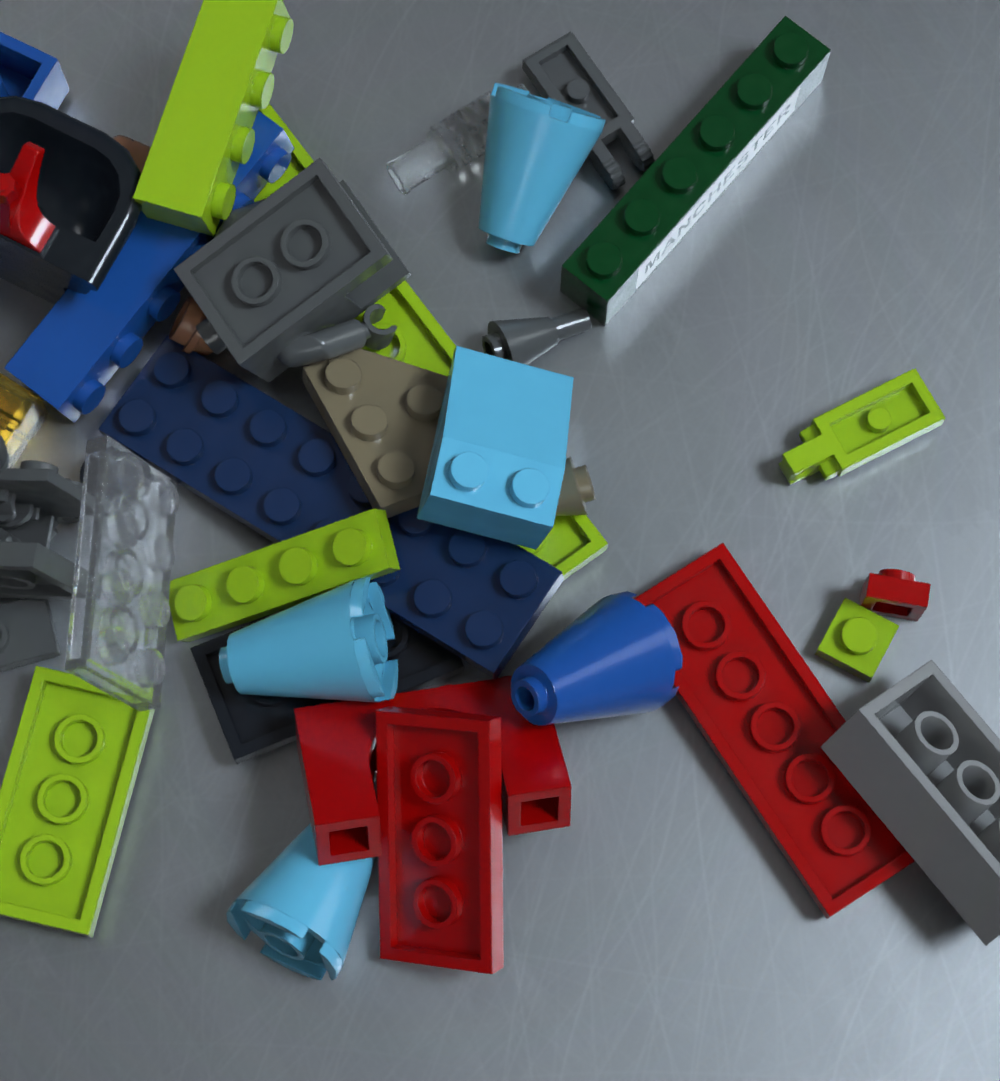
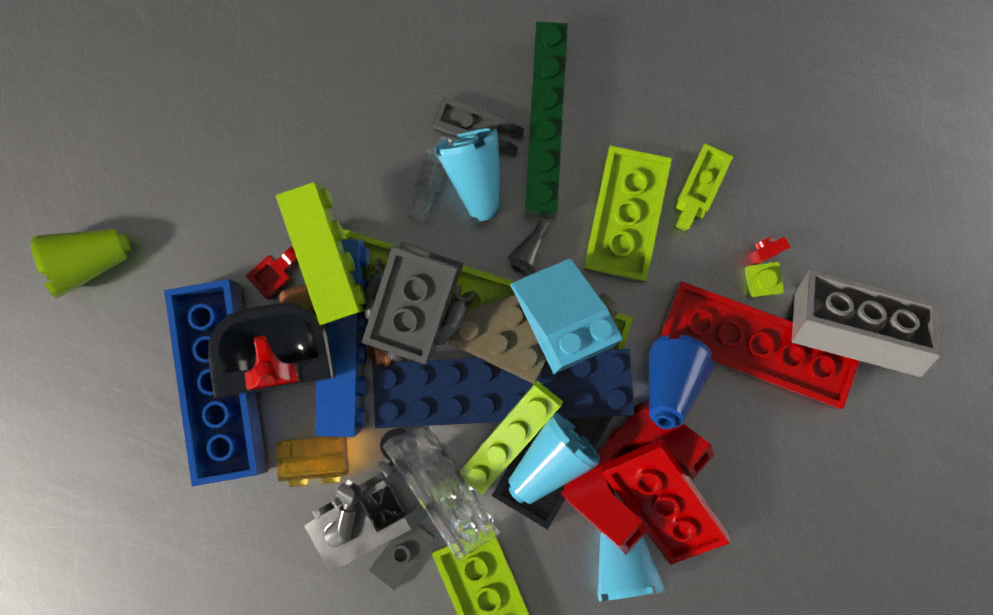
camera: 30 degrees left, 10 degrees up
(124, 105) = (272, 274): none -> red plate
(716, 391) = (627, 214): none -> lime plate

